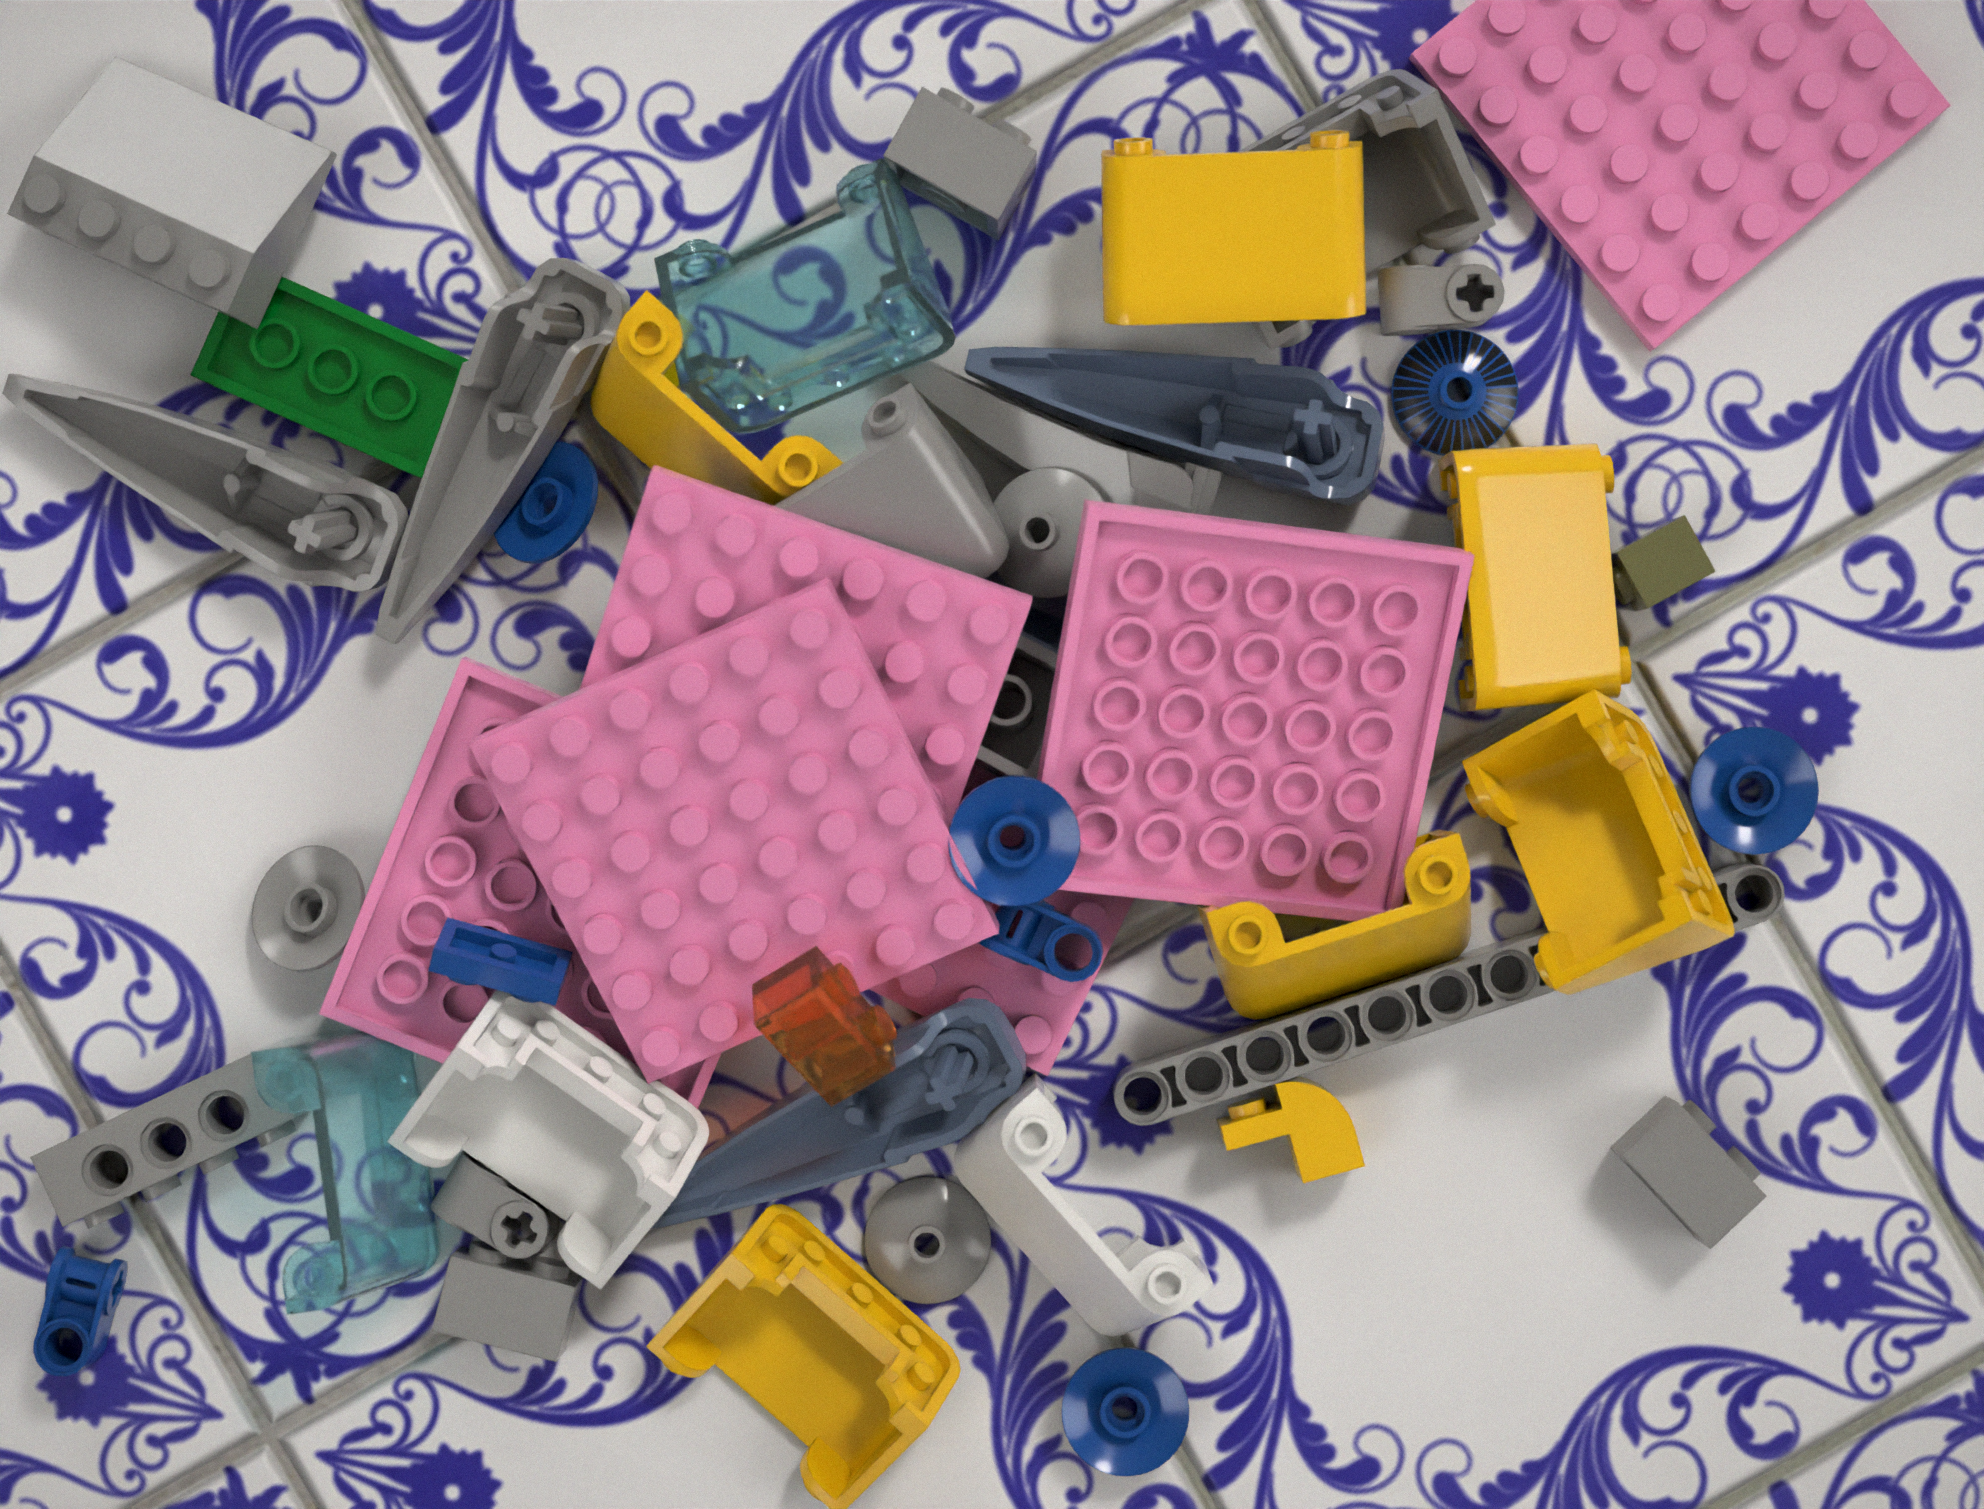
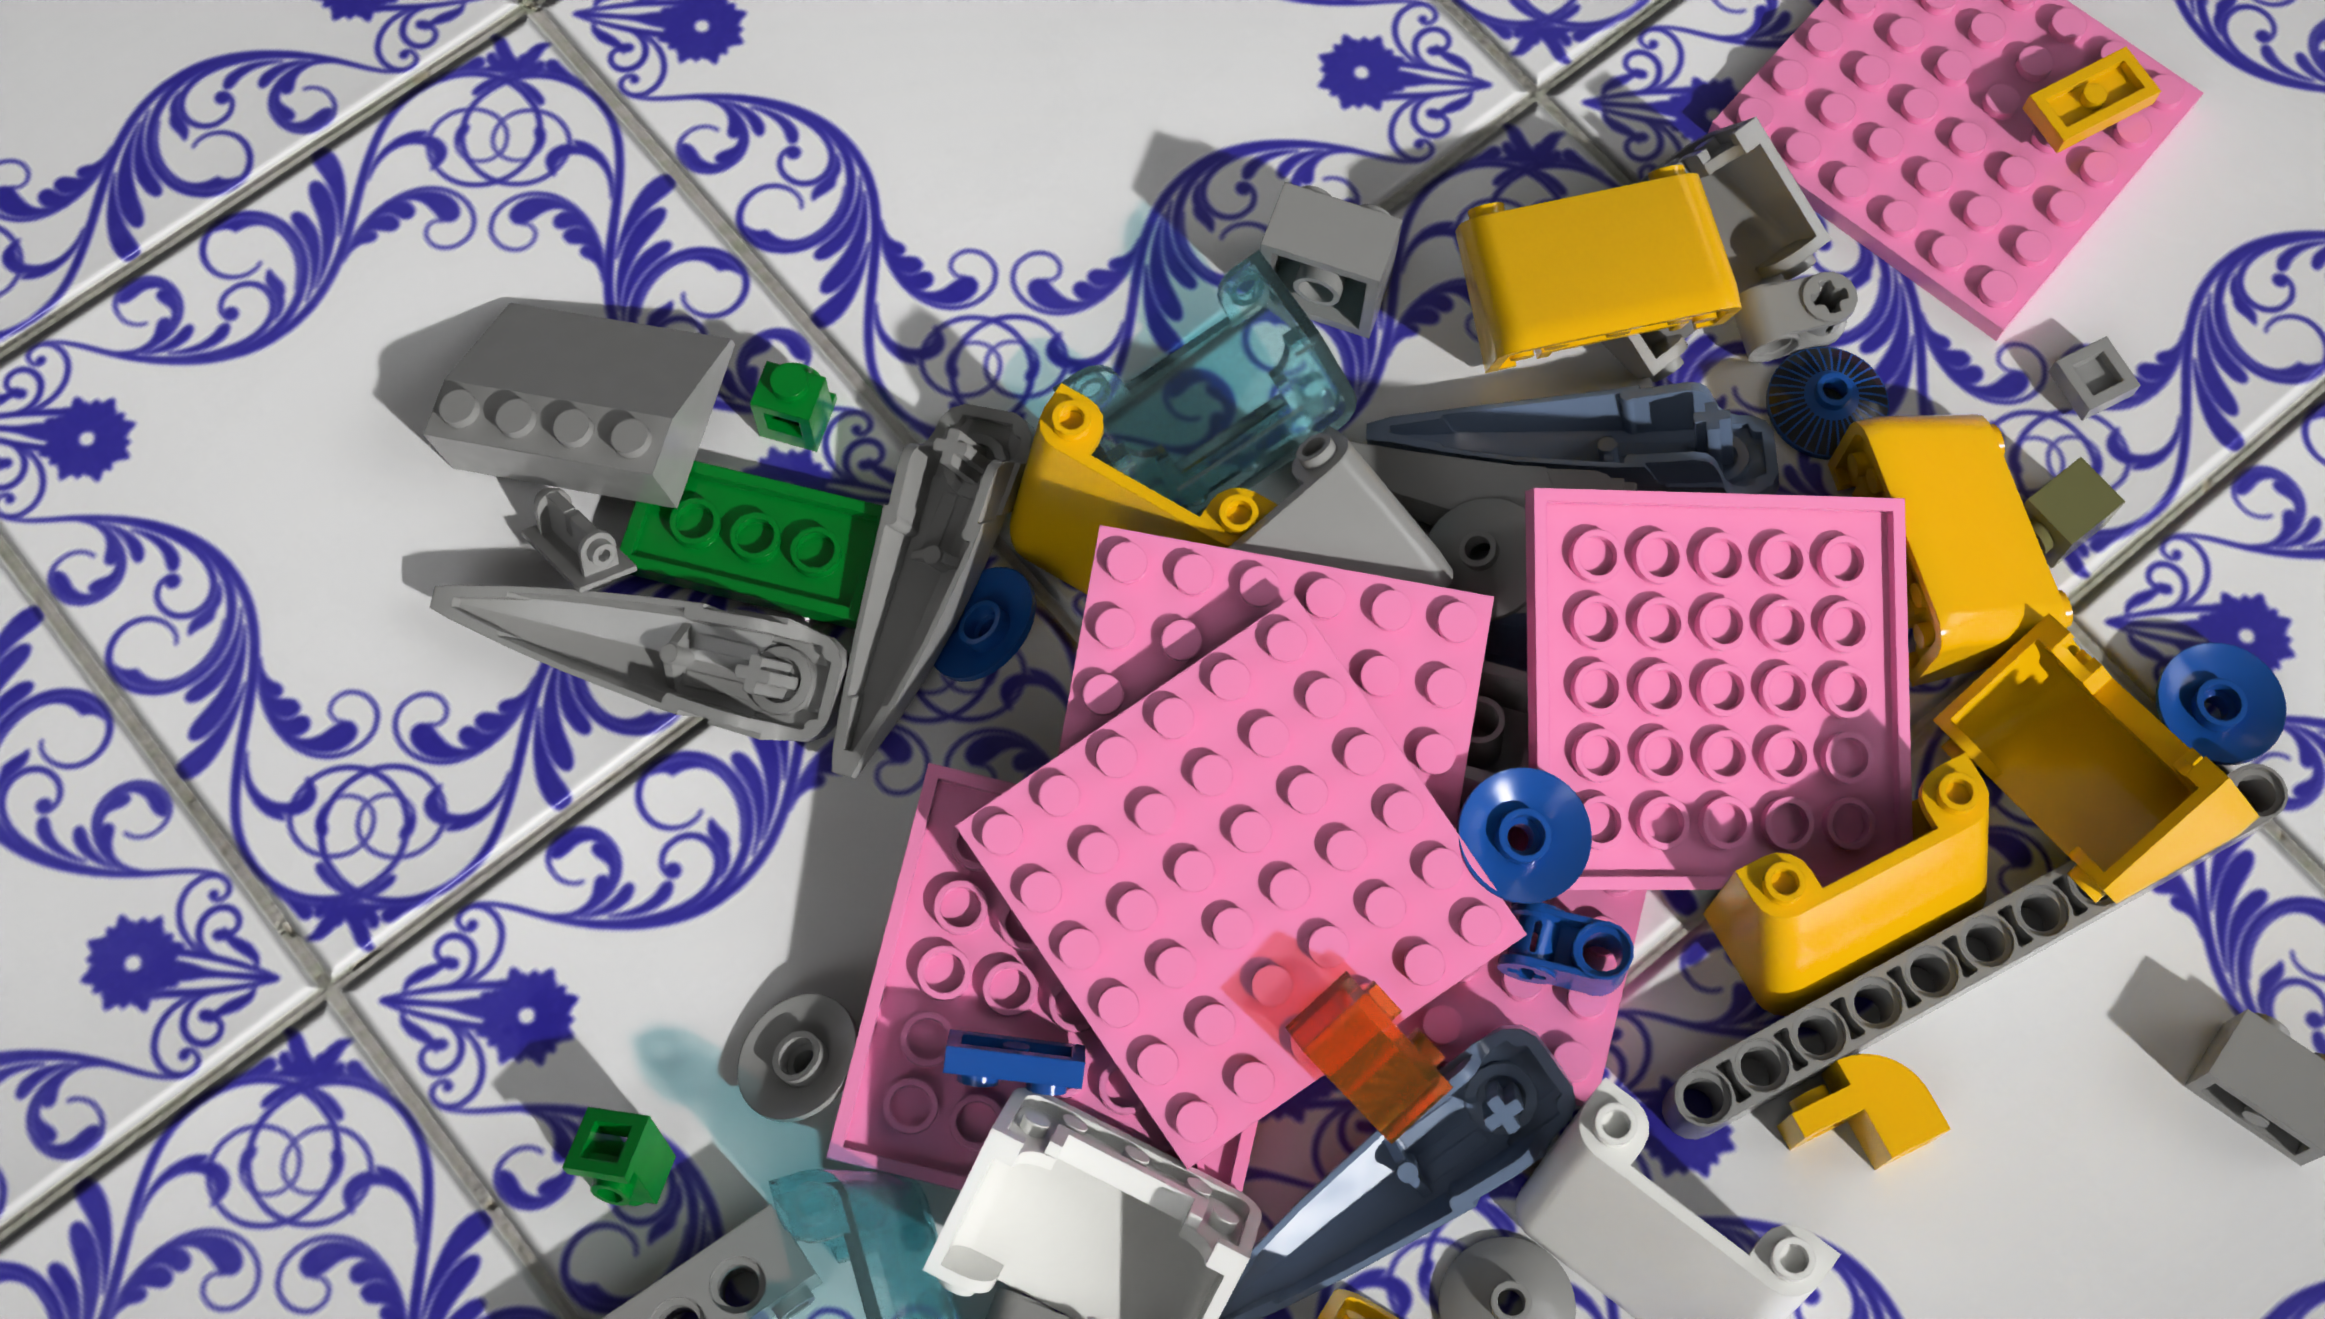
camera: 10 degrees left, 20 degrees down
(130, 979) = (616, 1169): none -> green brick
(152, 351) = (574, 544): none -> light grey hinge
(390, 228) = (797, 395): none -> green brick
(1733, 418) = (2094, 378): none -> light grey plate
(1817, 106) = (2091, 99): none -> yellow plate

